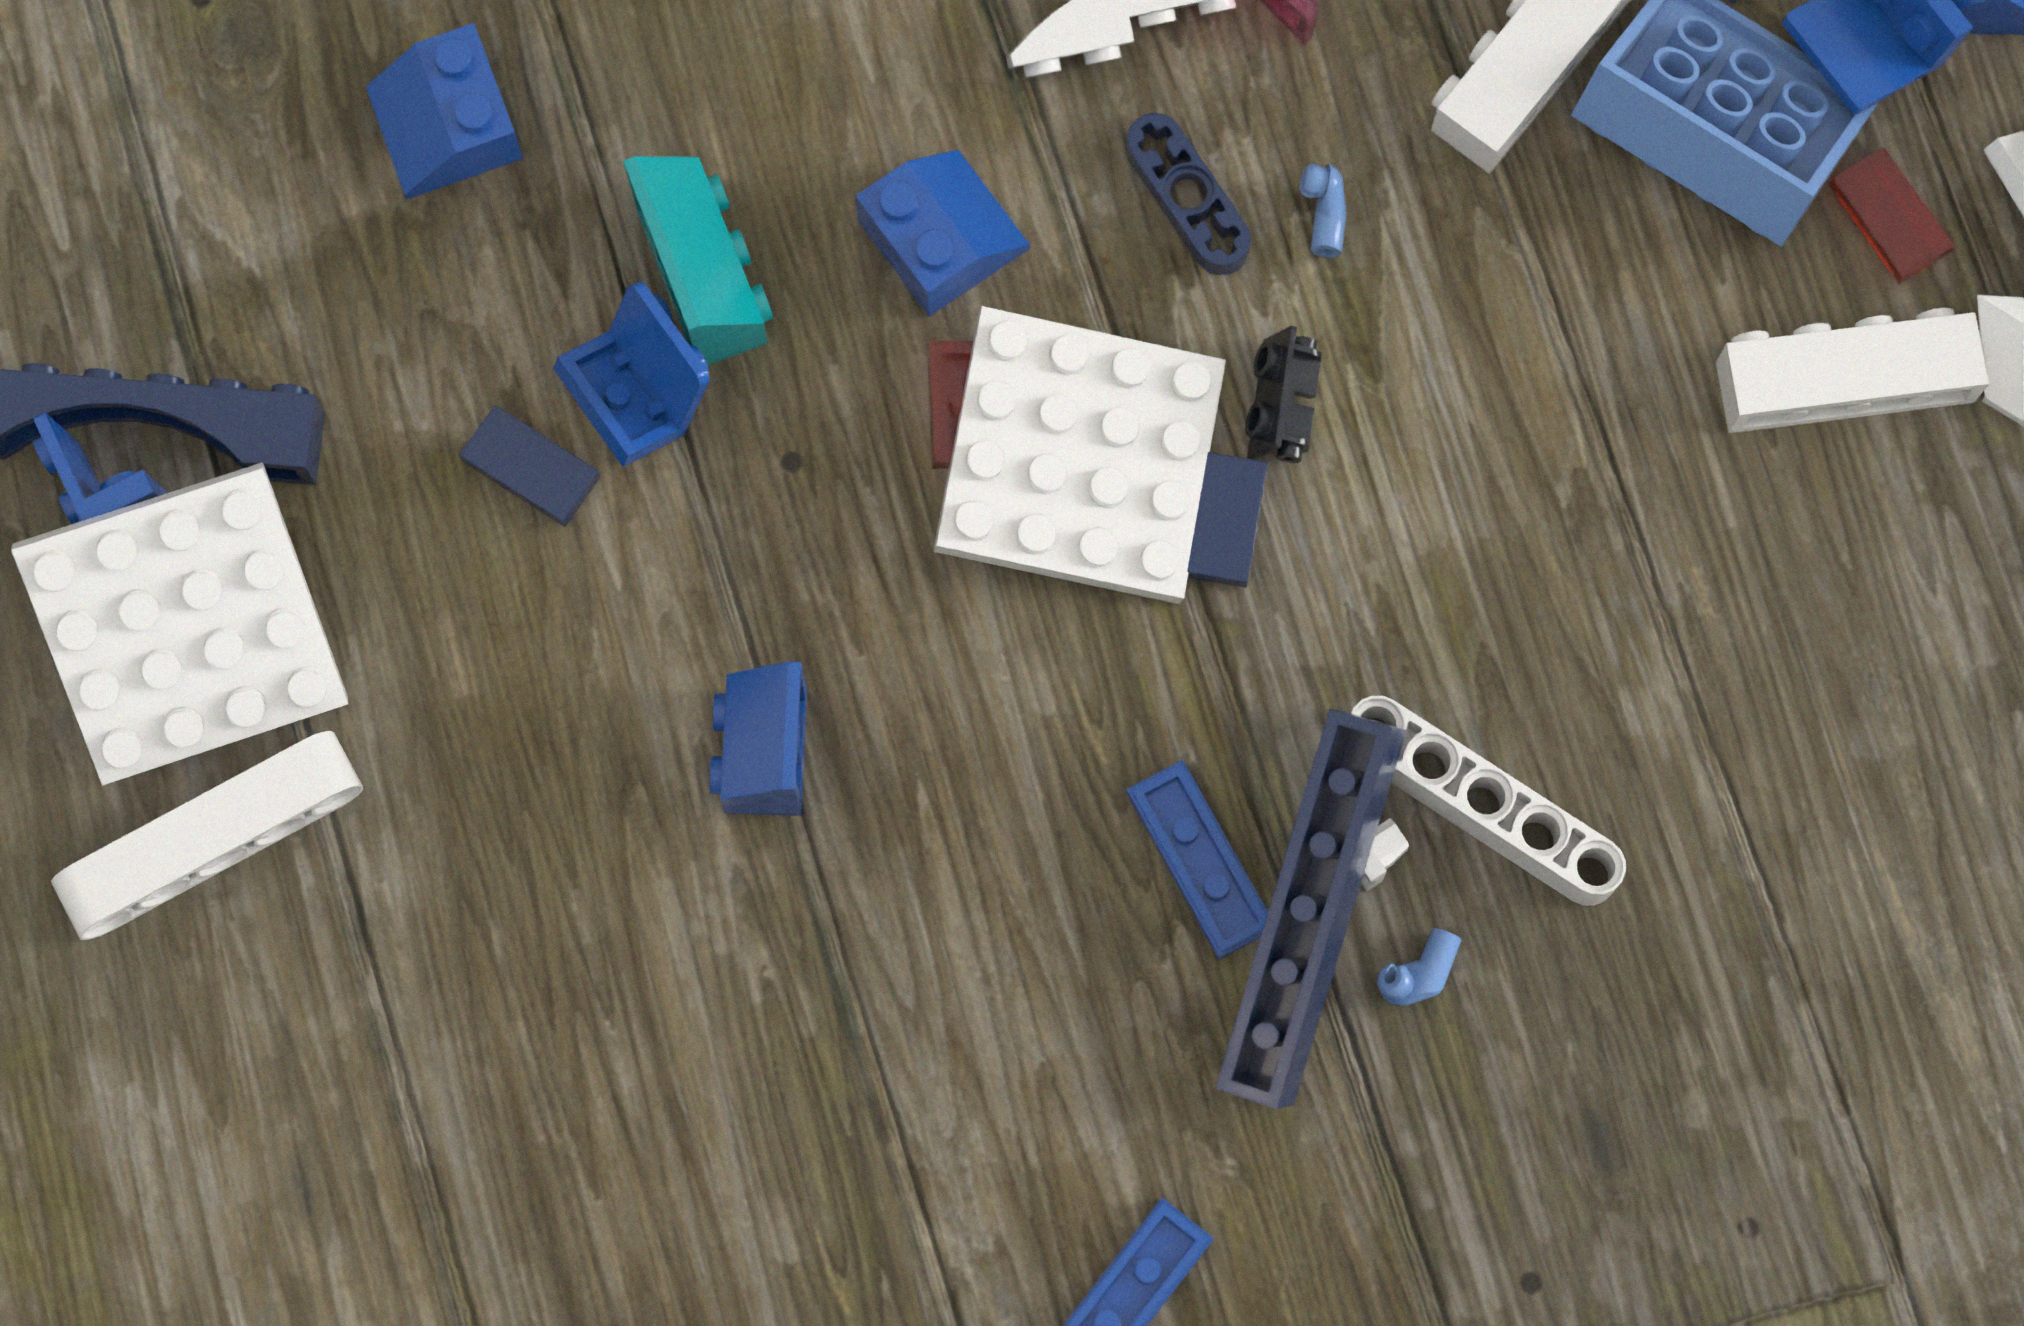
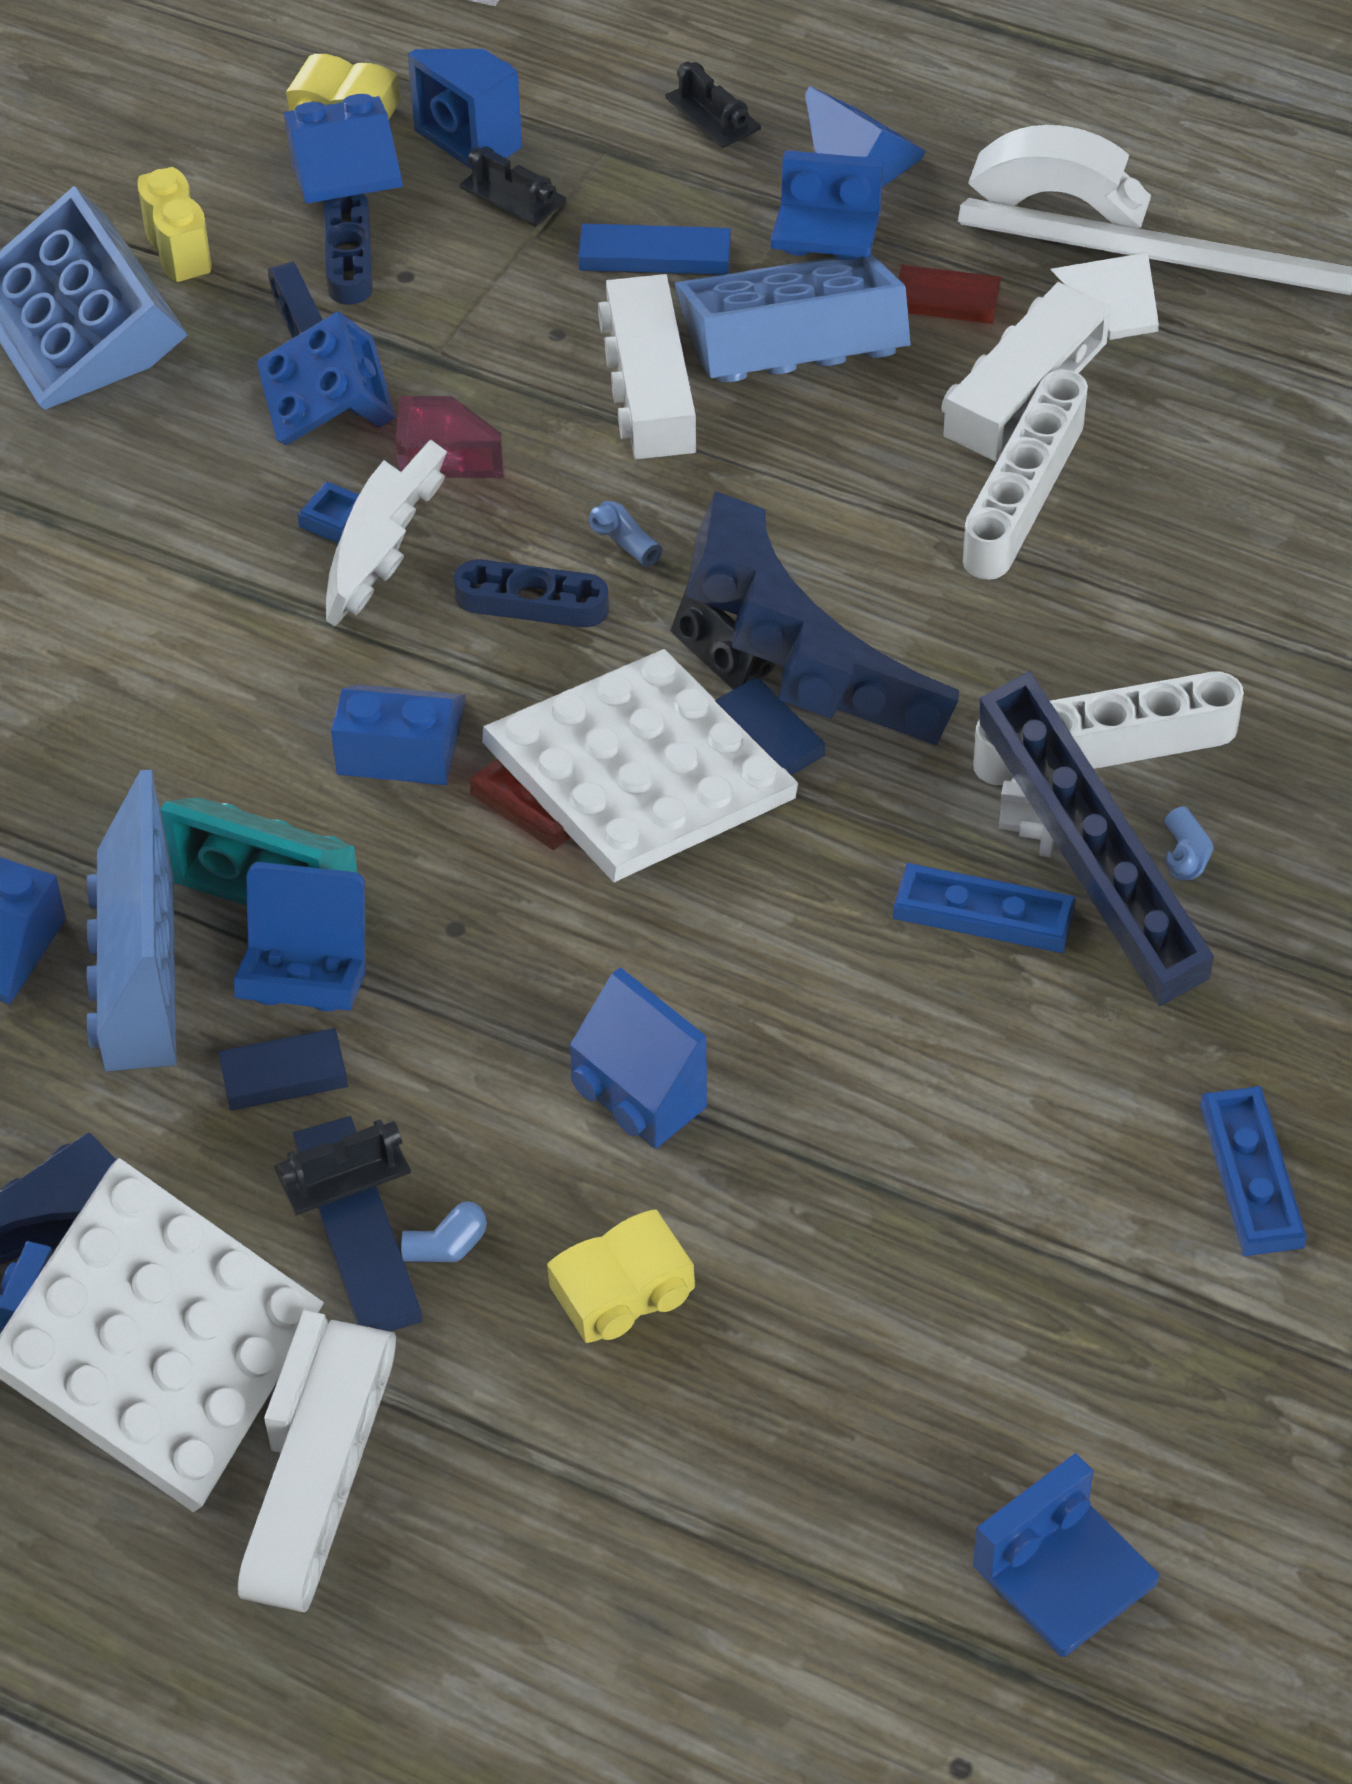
camera: 45 degrees left, 25 degrees down
(254, 750) = (293, 1377): none -> white tile
(440, 660) = (364, 1246): none -> dark blue tile
(464, 607) = (342, 1167): none -> black hinge
(490, 742) = (450, 1240): none -> medium blue arm
(523, 250) = (133, 938): none -> medium blue slope
(565, 905) = (621, 1276): none -> light yellow brick
(1315, 445) = (779, 623): none -> dark blue arch
(1741, 458) = (1024, 474): none -> white beam

